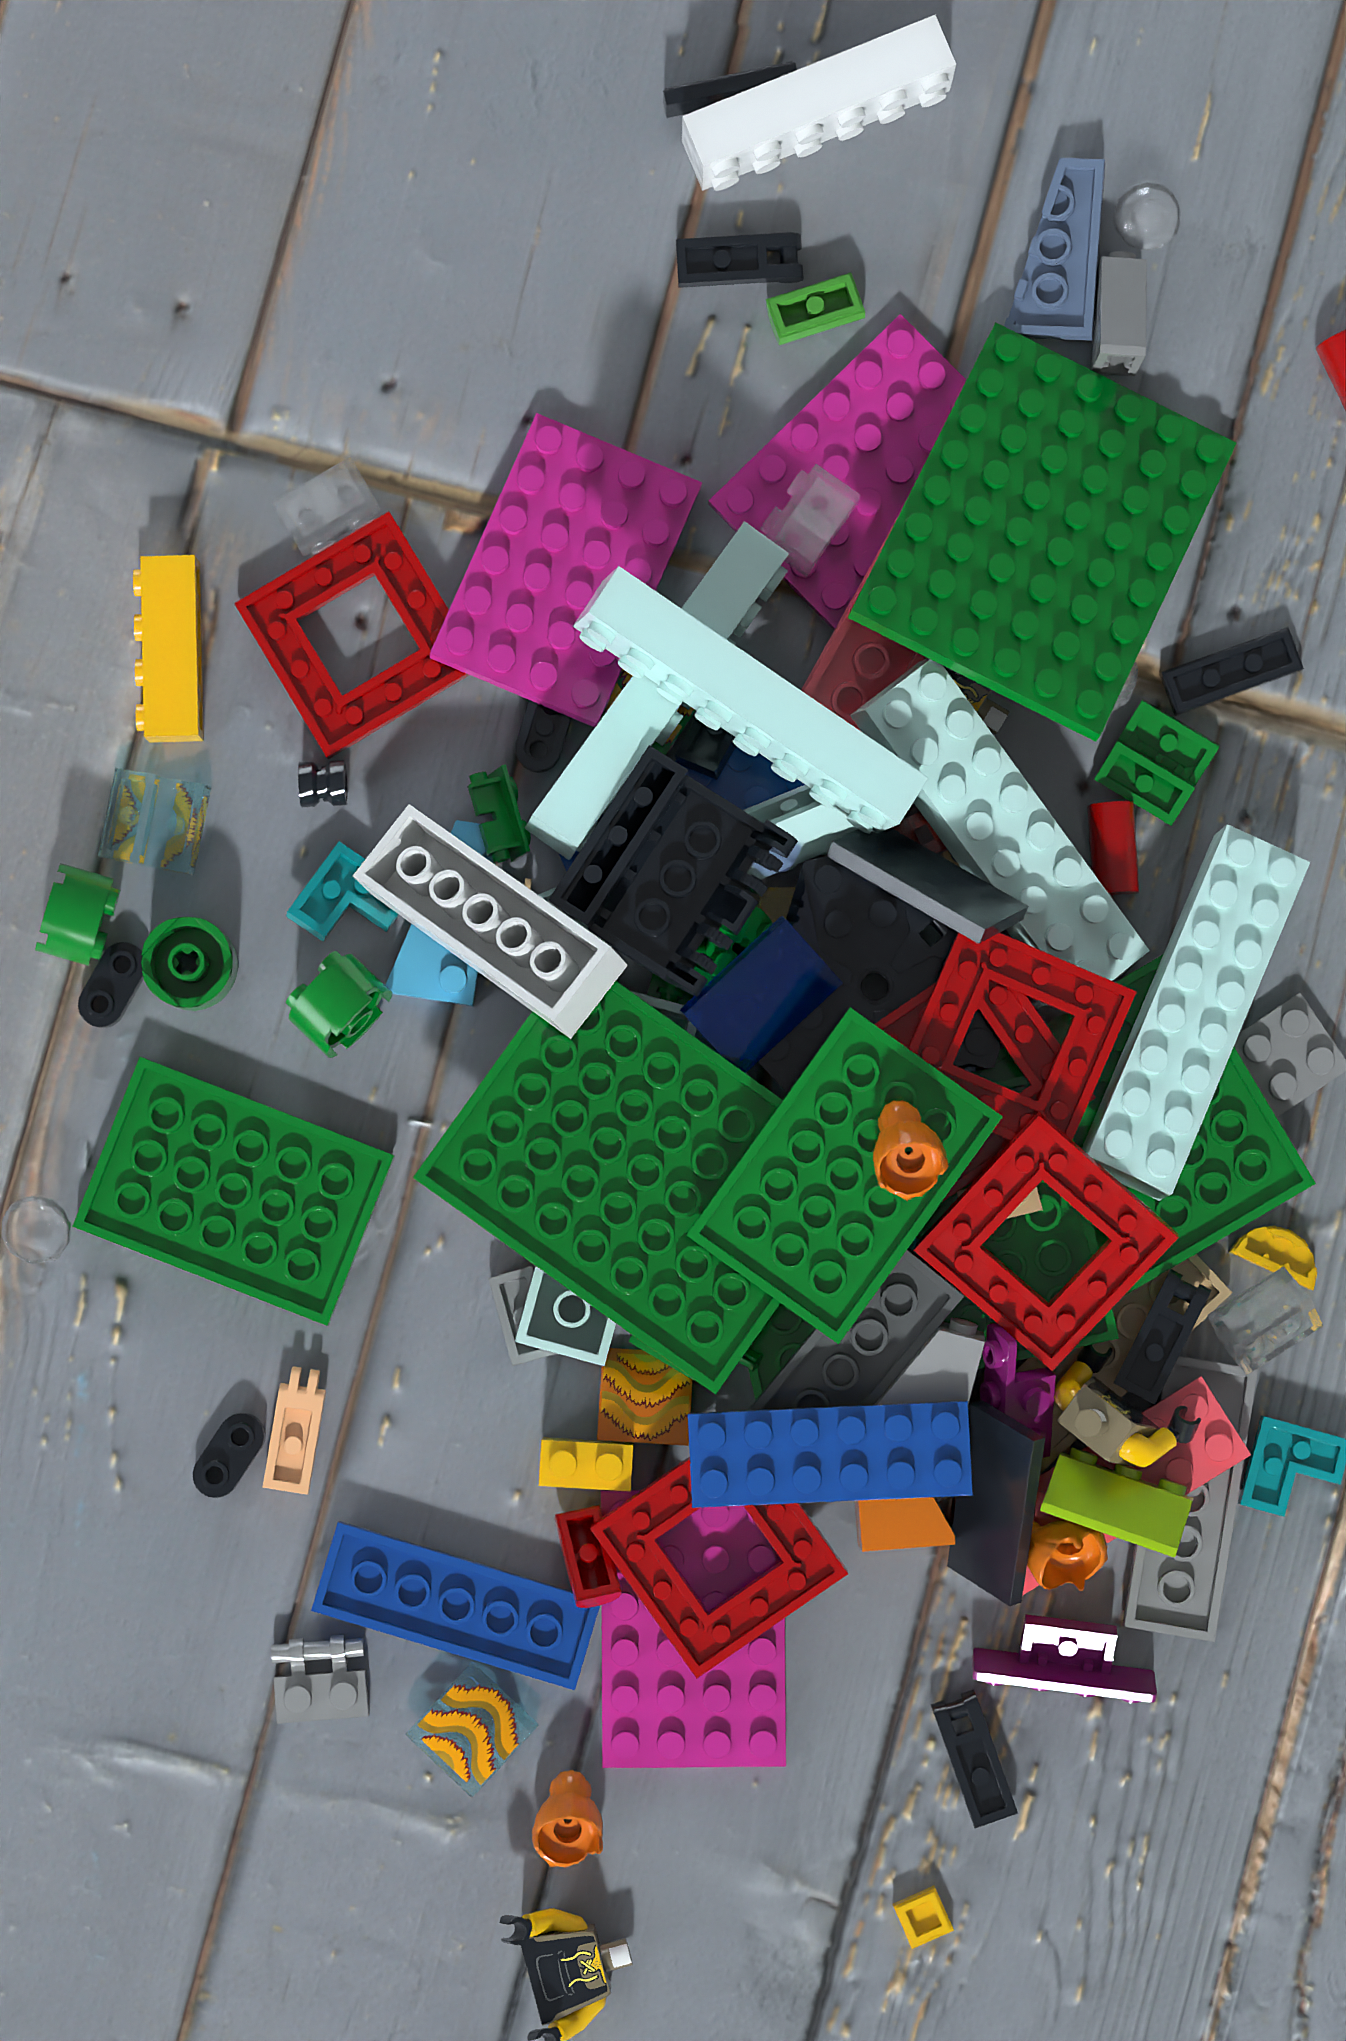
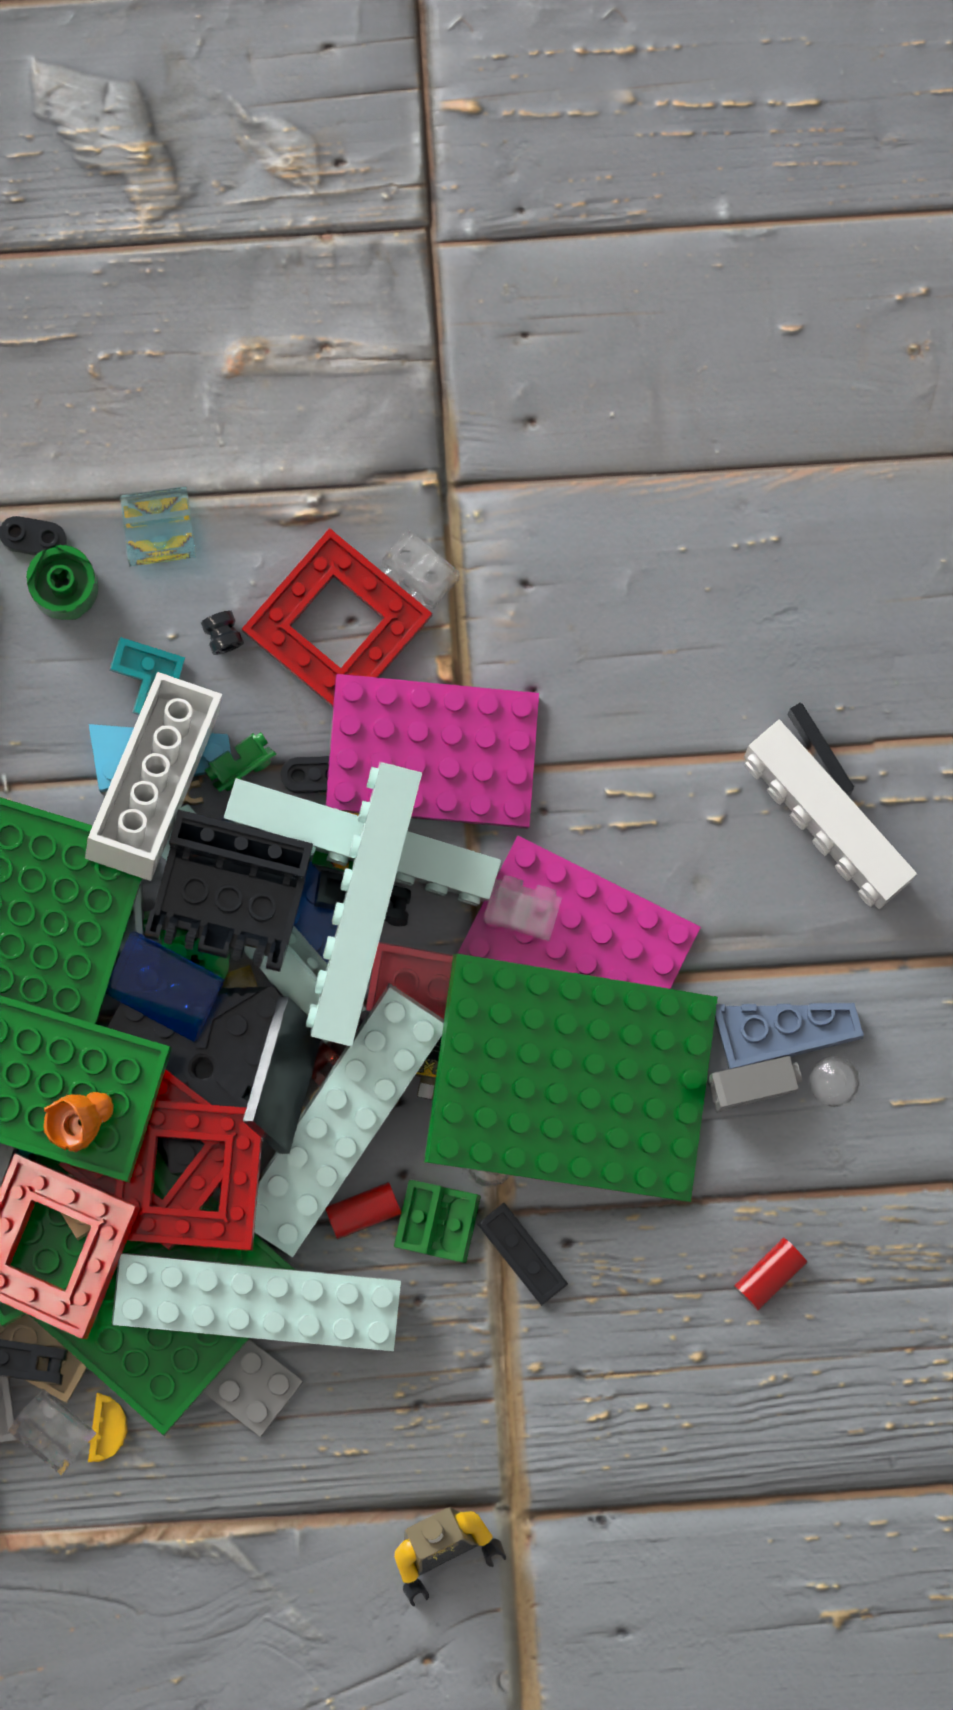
camera: 75 degrees right, 5 degrees down
(76, 915) = (70, 493): green brick -> none
(170, 648) = (282, 495): yellow brick -> none
(337, 1003) = (67, 694): green brick -> none
(738, 260) = (699, 798): black plate -> none
(814, 308) = (682, 864): bright green brick -> none

